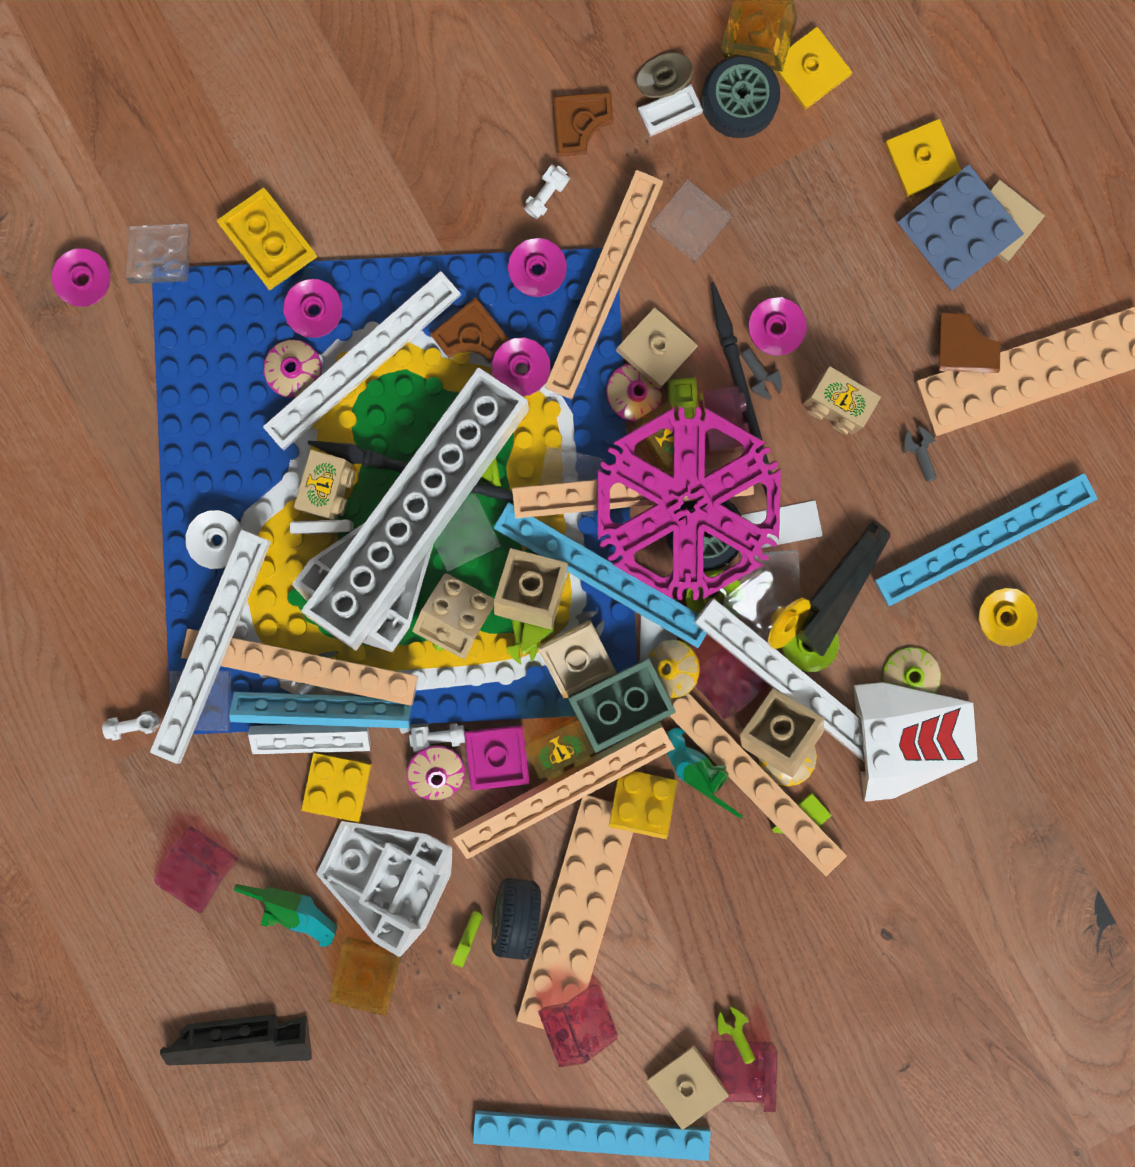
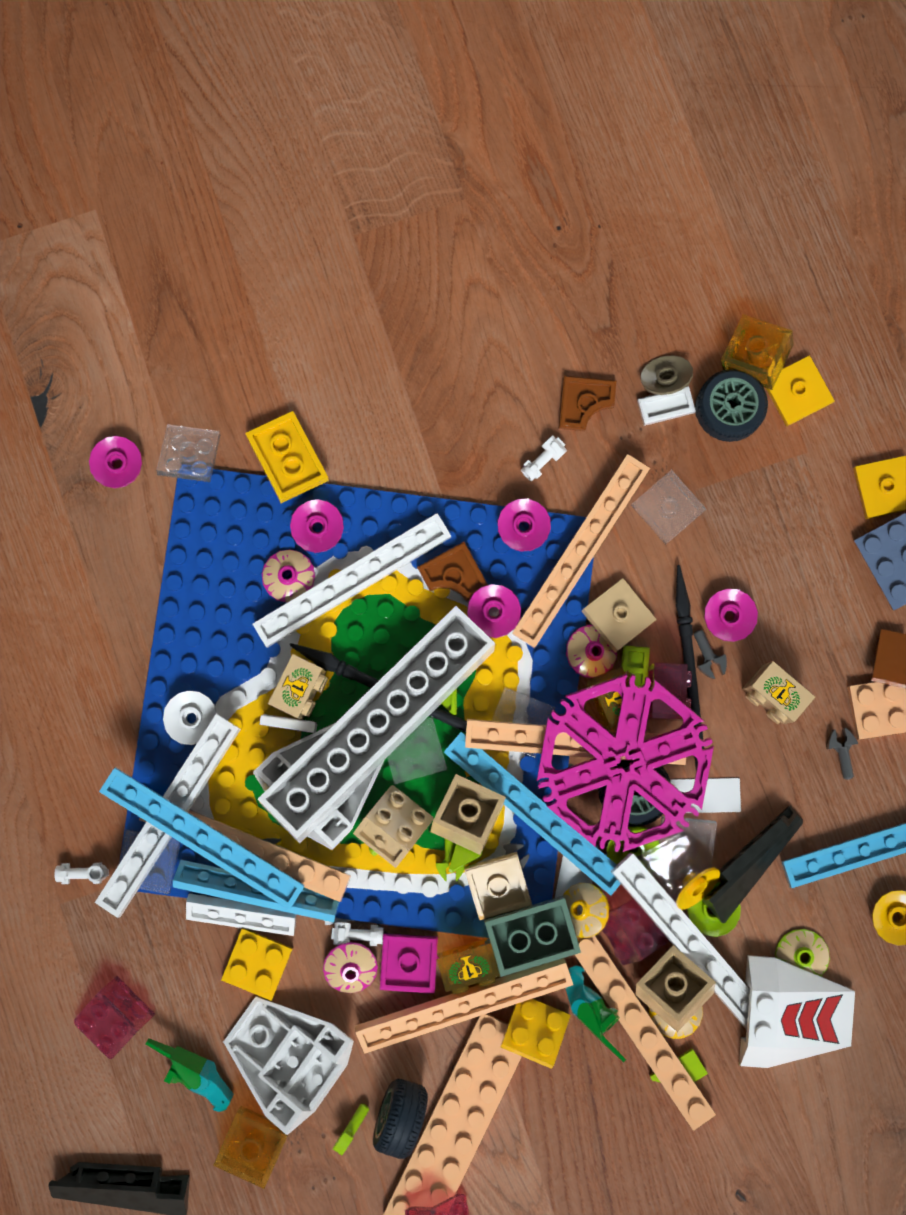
camera: 15 degrees right, 5 degrees down
(249, 663) = (202, 838): none -> medium azure plate

